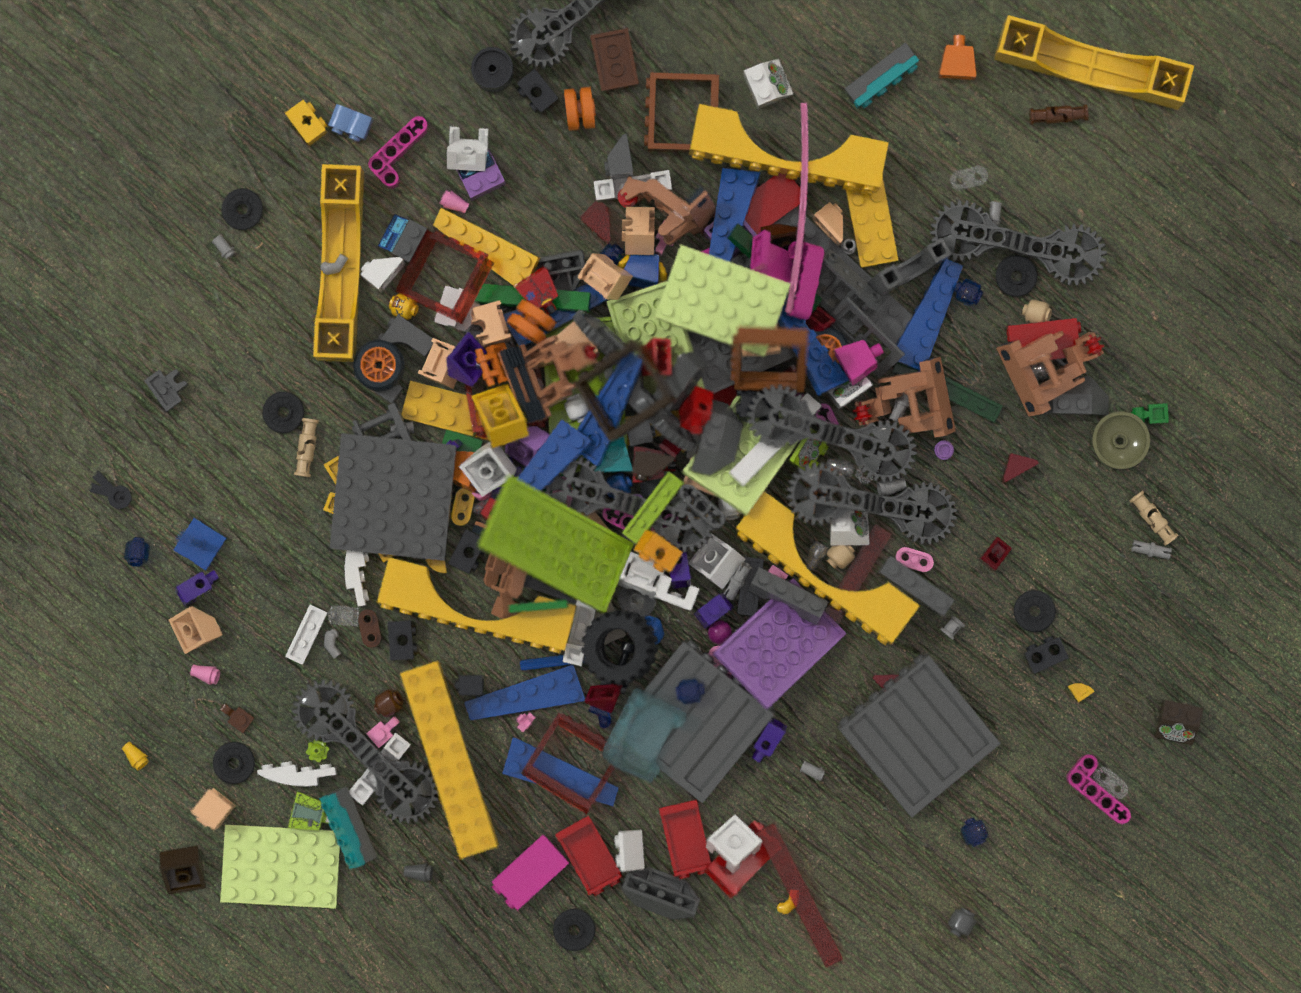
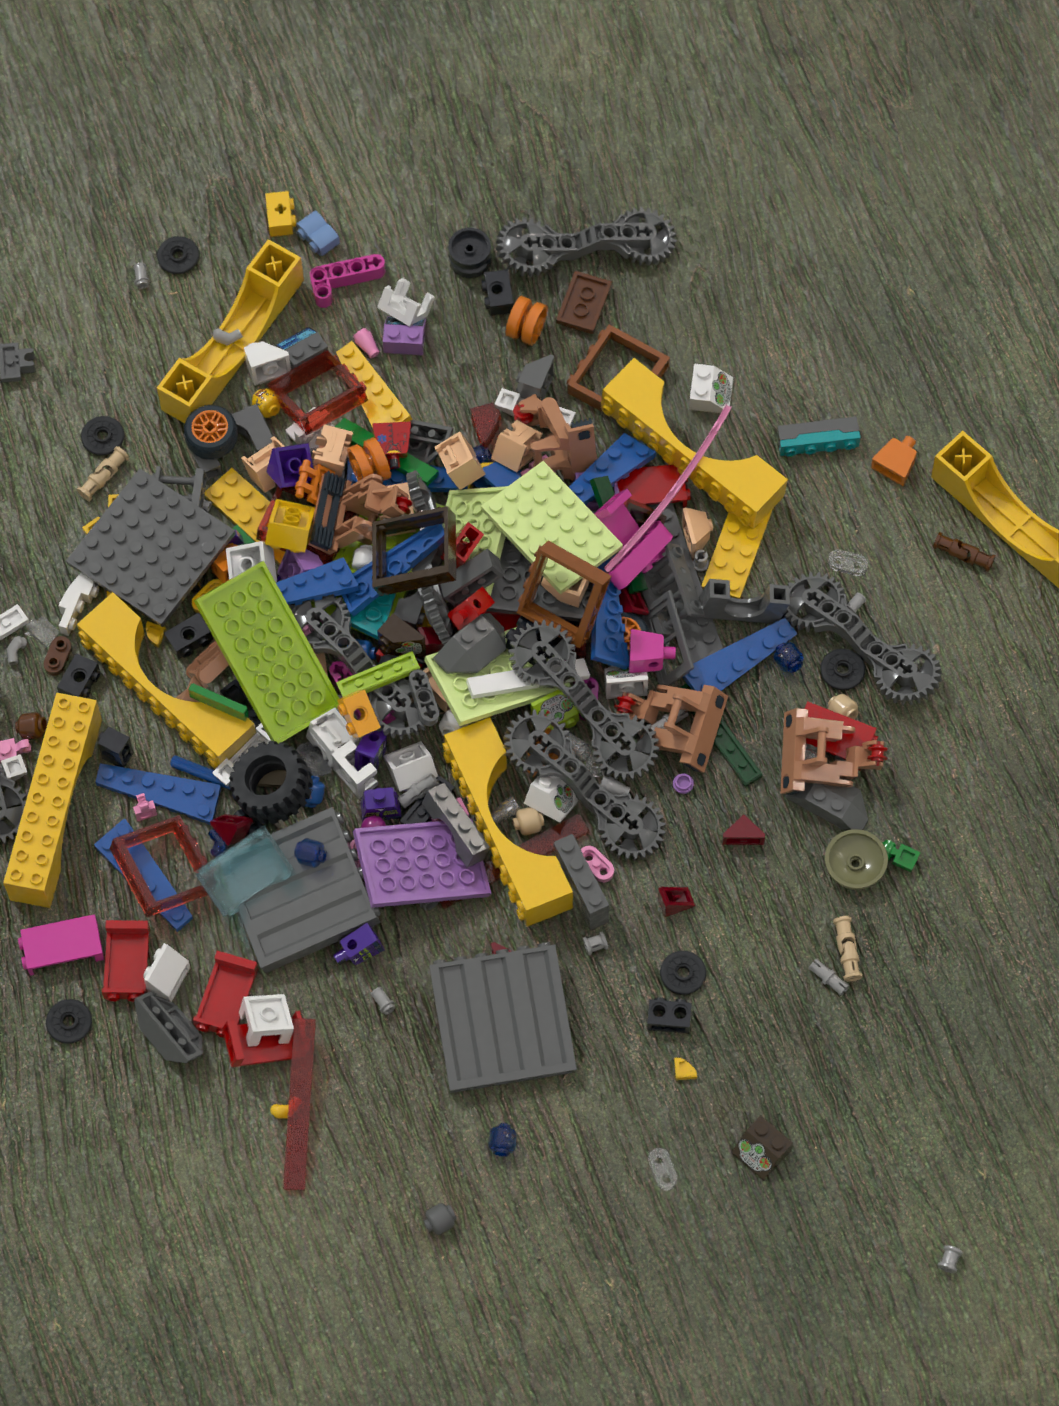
camera: 30 degrees right, 20 degrees down
(1100, 792) = (645, 1173): dark pink beam -> none

